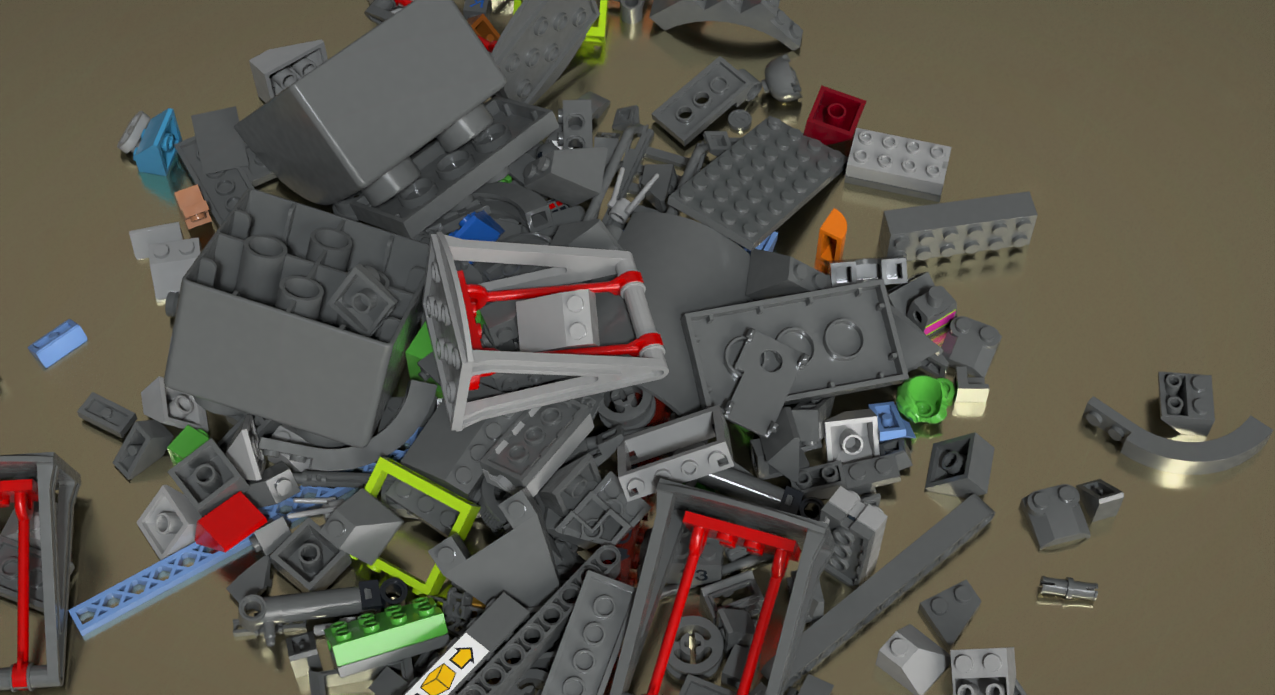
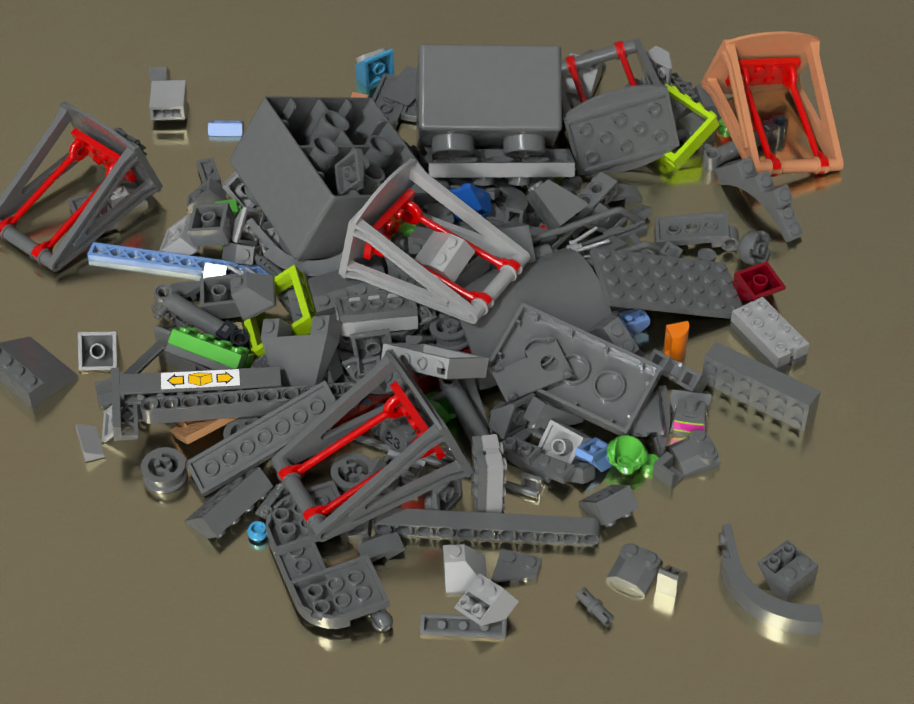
camera: 45 degrees right, 10 degrees down
(229, 523) = (199, 249): red slope -> none

